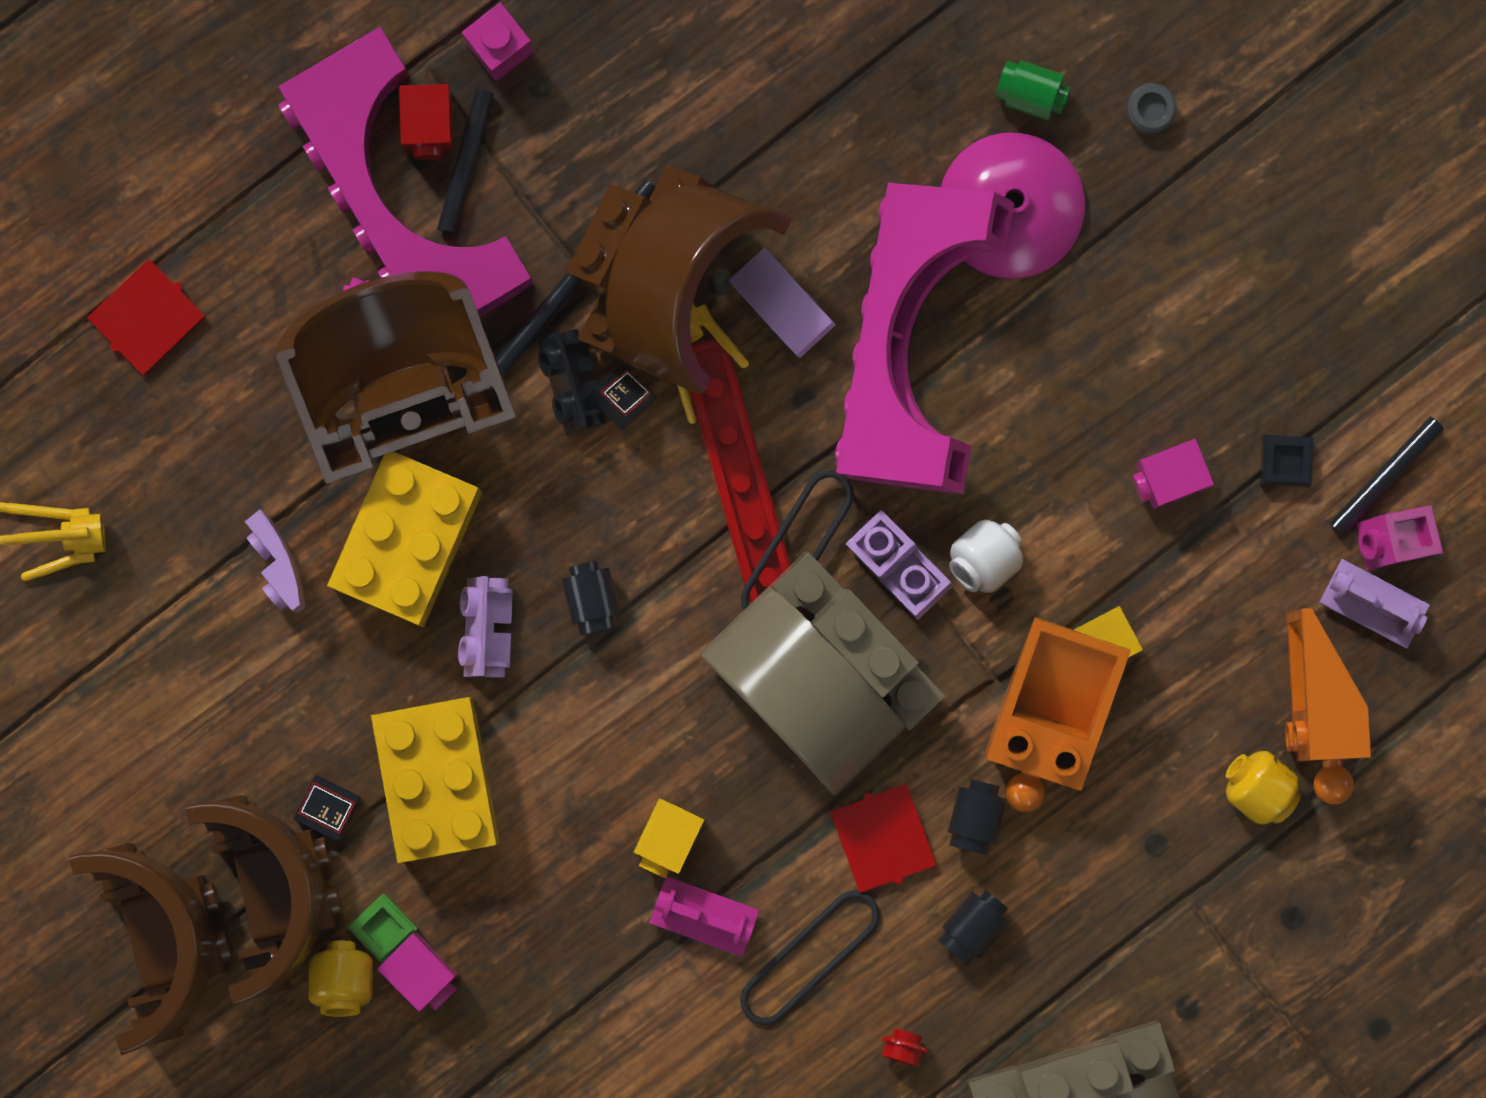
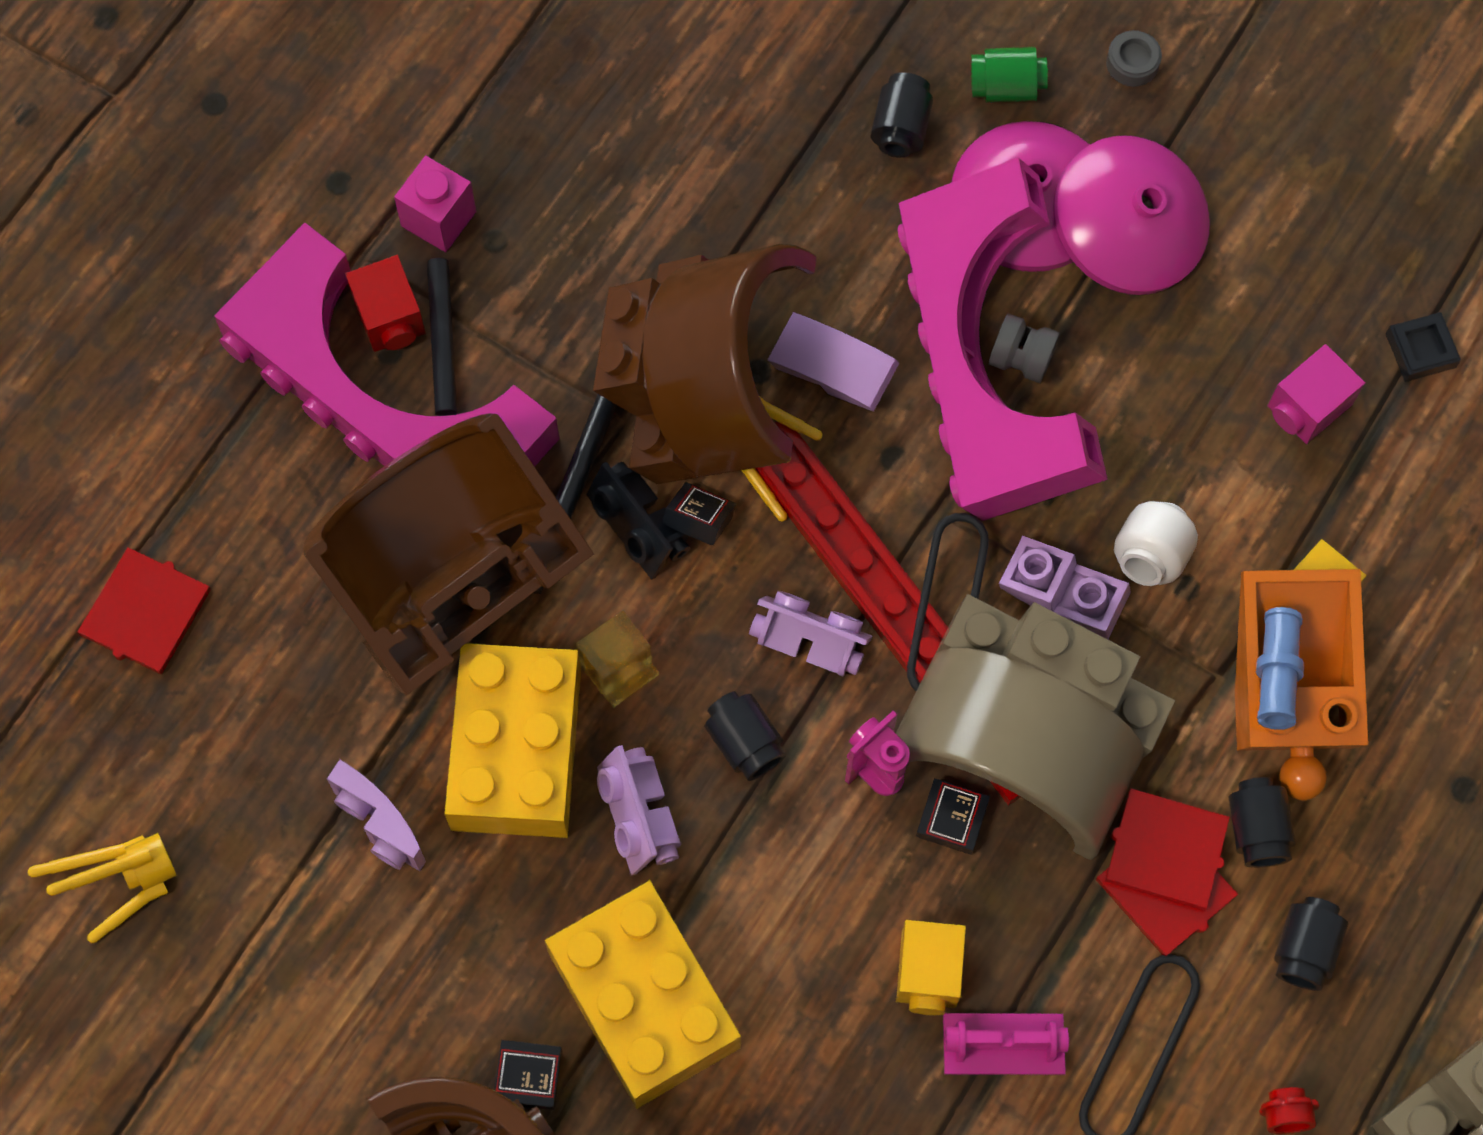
camera: 20 degrees left, 15 degrees down
(511, 499) = (617, 658): none -> clear yellow brick
(687, 658) = (878, 756): none -> dark pink hinge
(696, 541) = (832, 638): none -> lavender hinge
(733, 722) = (952, 816): none -> black tile
(894, 810) = (1167, 849): none -> red piece
(926, 97) = (902, 115): none -> black brick
(954, 355) = (1037, 349): none -> dark grey wheel
(1031, 708) = (1280, 668): none -> medium blue pin
(1056, 253) = (1112, 230): none -> dark pink dish

